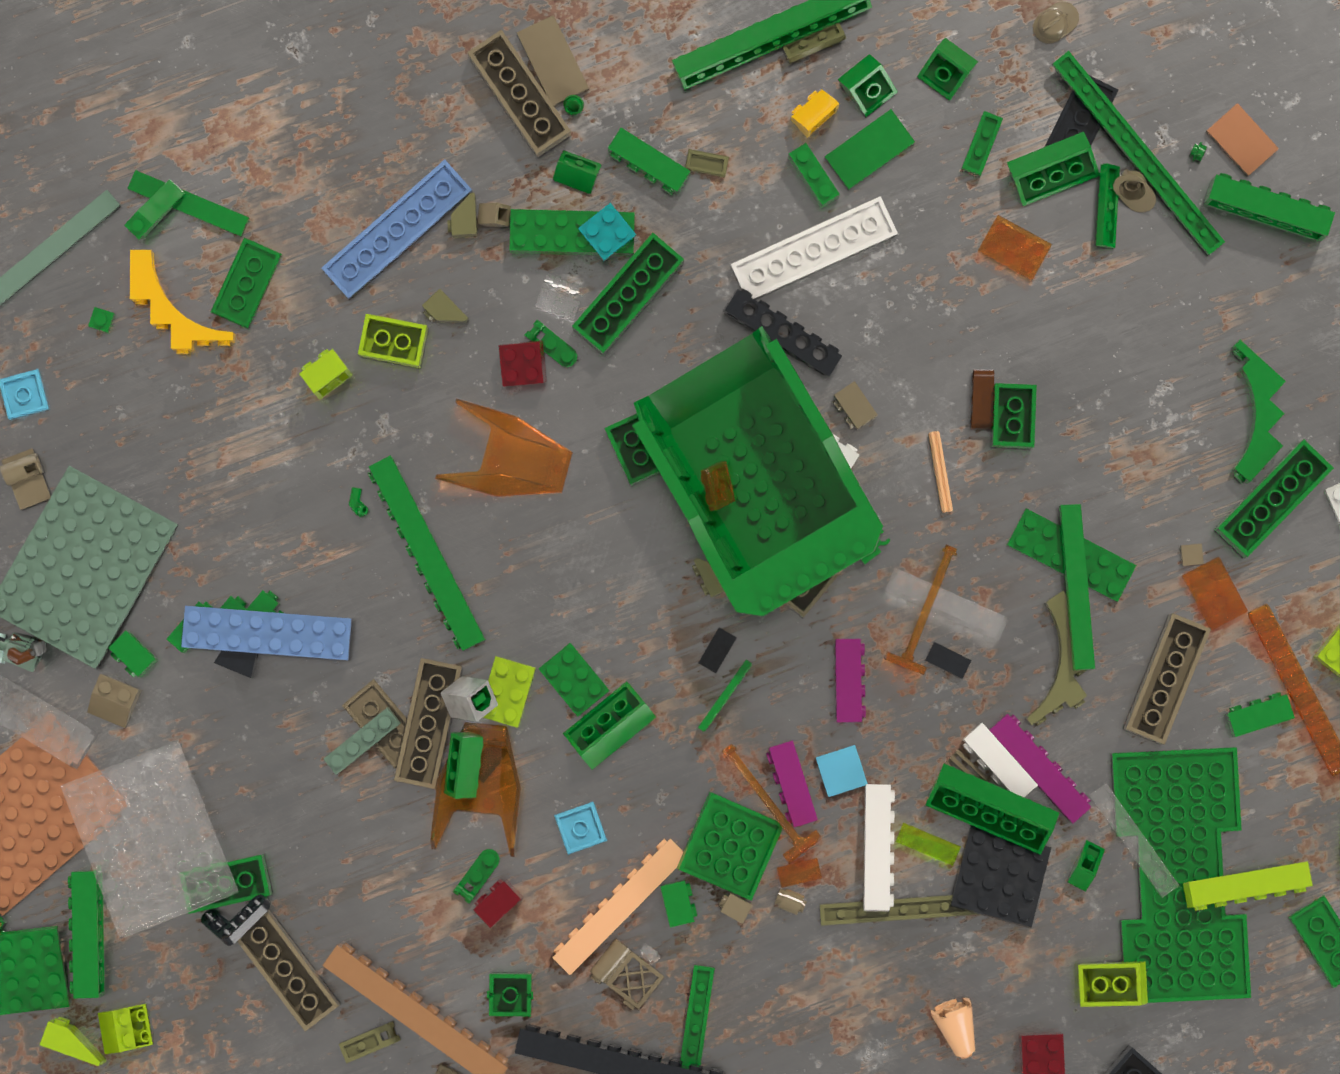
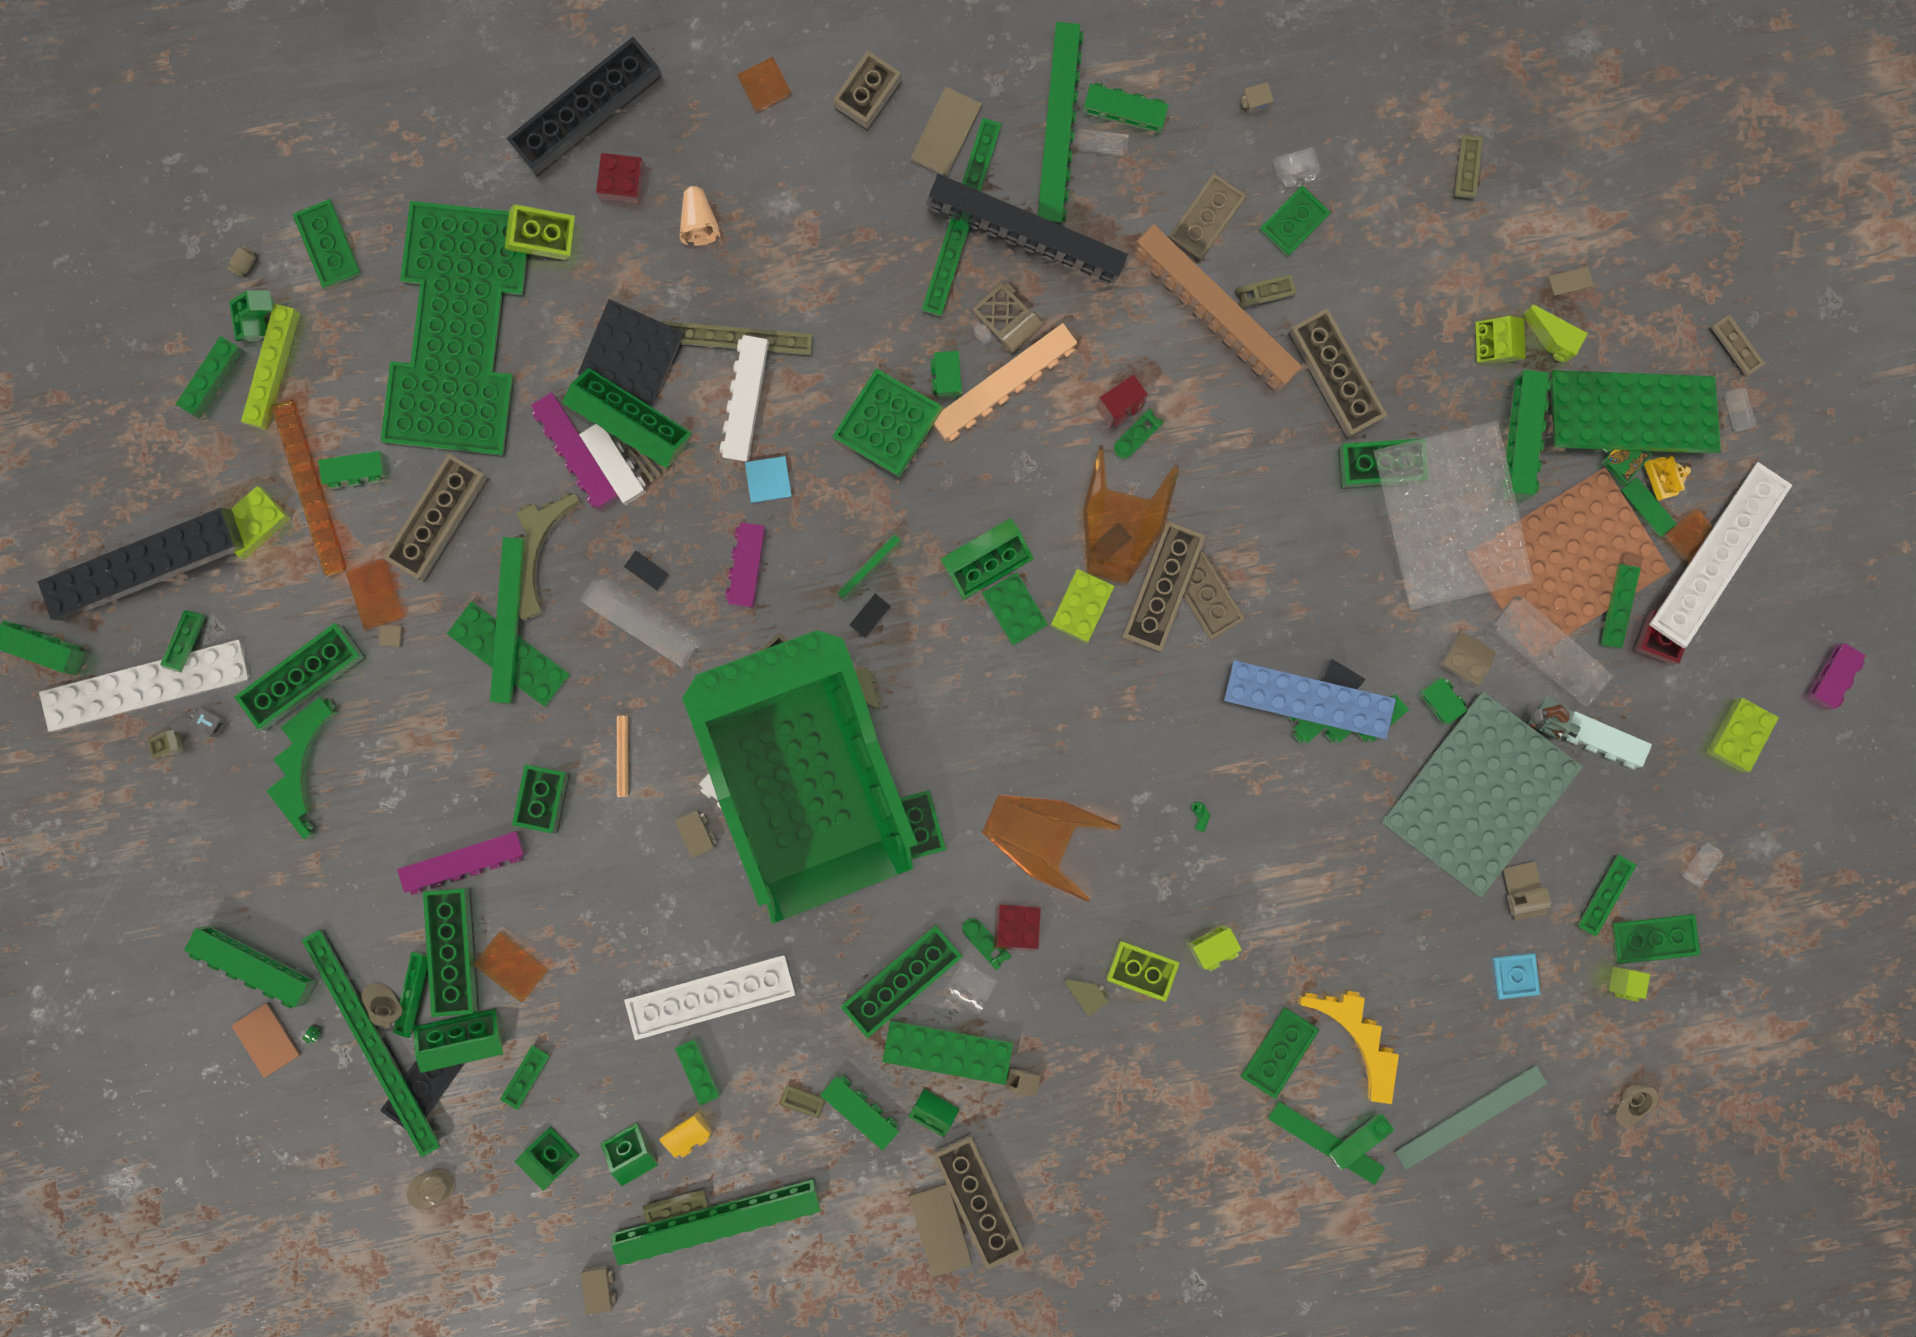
camera: 170 degrees left, 0 degrees up
(101, 320) = (1429, 1038): green plate -> none
(235, 928) = (1388, 413): black beam -> none
(362, 740) = (1230, 581): sand green plate -> none
(397, 229) = (1121, 1083): medium blue plate -> none
(427, 554) = (1140, 754): green brick -> none
(463, 765) = (1135, 539): green brick -> none
(464, 219) = (1053, 1083): olive slope -> none
(469, 698) = (1120, 602): flat silver piece -> none
(510, 994) = (1123, 314): green brick -> none
(573, 104) = (926, 1181): green plate -> none
(580, 828) = (1030, 464): medium azure tile -> none
(607, 232) = (912, 1046): teal plate -> none
(717, 485) = (843, 773): clear orange plate -> none
(735, 907) = (892, 362): dark tan brick -> none
(790, 901) = (838, 361): dark tan brick -> none
(793, 784) = (817, 473): magenta brick -> none
(799, 872) = (825, 388): clear orange tile -> none
(800, 844) = (819, 413): clear orange tile -> none
(830, 353) = (718, 879): black brick -> none
(869, 149) = (638, 1089): green tile -> none
(907, 658) = (686, 575): clear orange tile -> none
(928, 844) = (696, 396): clear neon green tile -> none
(982, 399) = (568, 821): reddish brown beam -> none
(1076, 252) = (450, 952): none -> green brick
(1080, 342) = (461, 862): none -> magenta brick
(1086, 866) = (546, 350): green slope -> none
(1134, 840) = (495, 367): clear tile -> none
(1248, 884) = (393, 307): lime brick -> none

